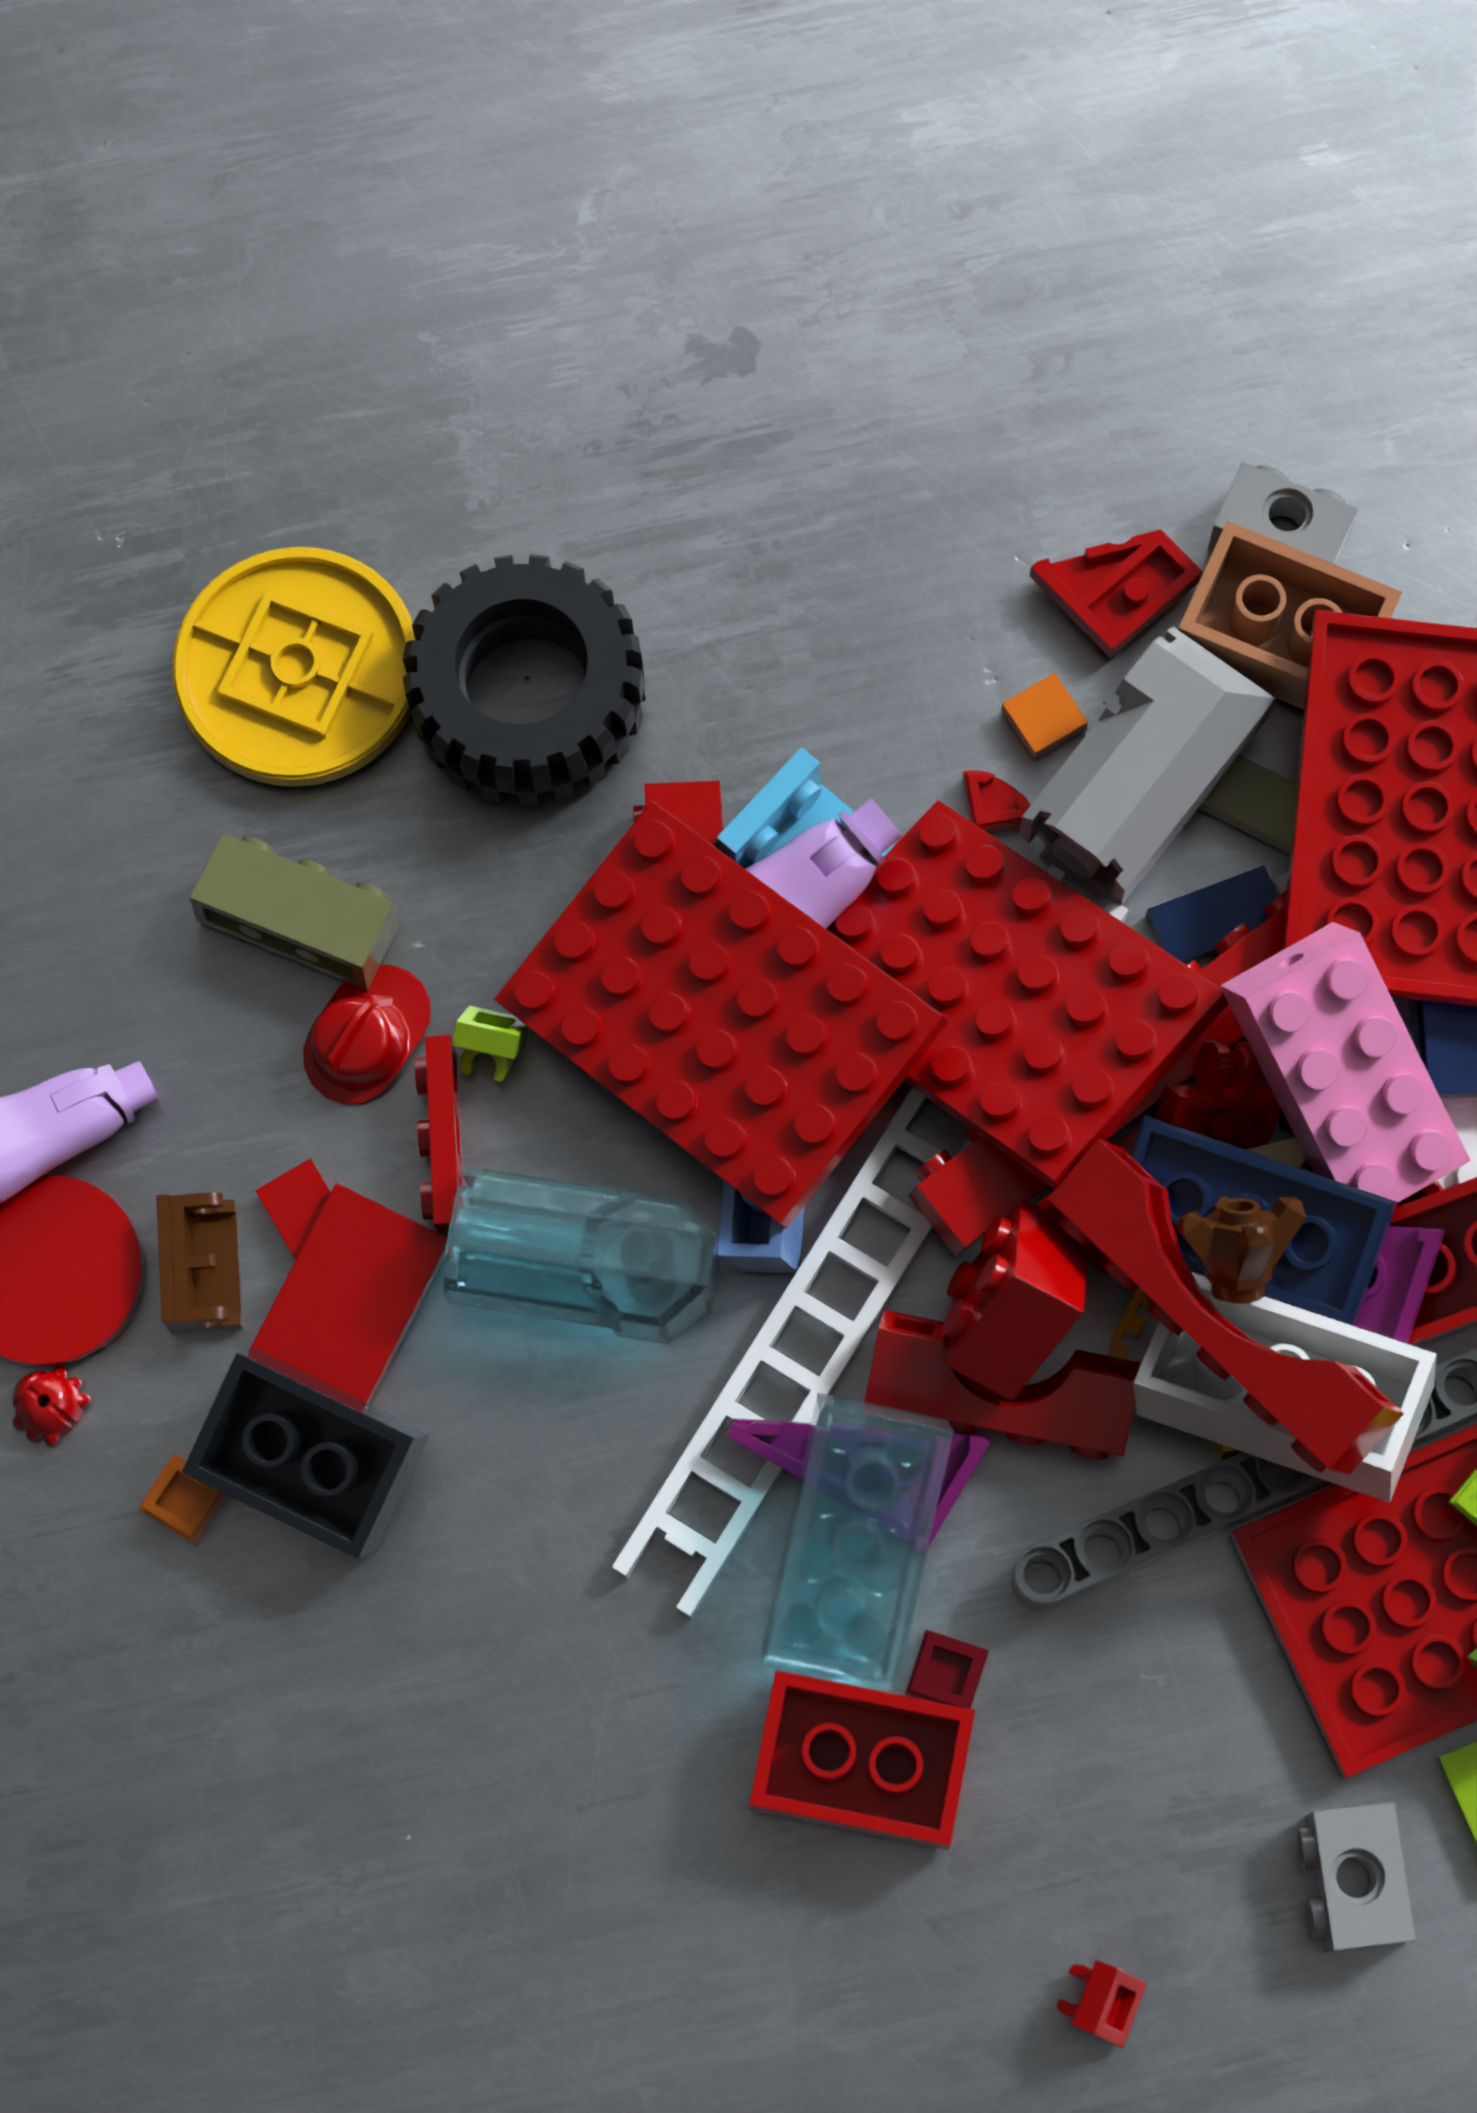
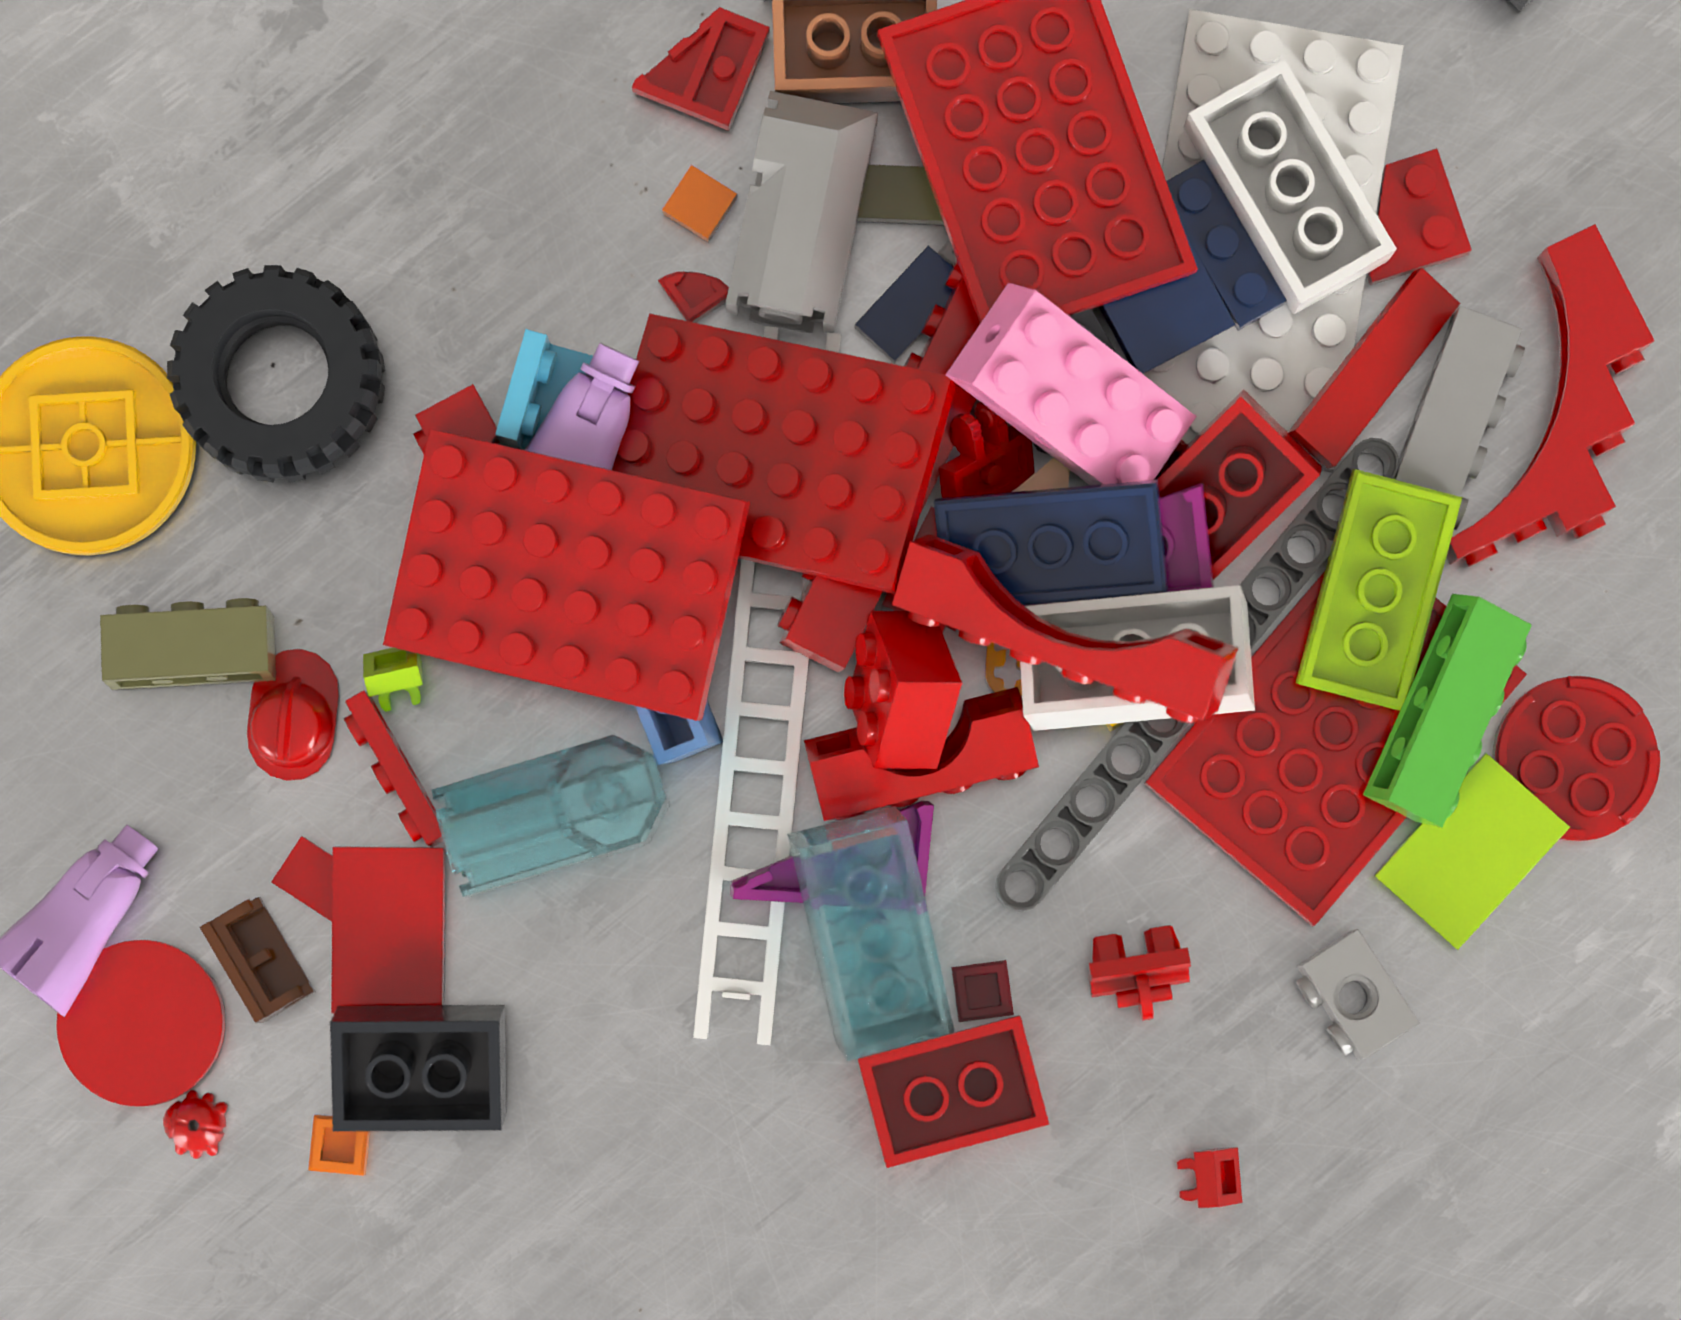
camera: 30 degrees left, 10 degrees up
(1126, 1738) = (1139, 978): none -> red hips
(1241, 1243) = (1056, 571): reddish brown rock -> none

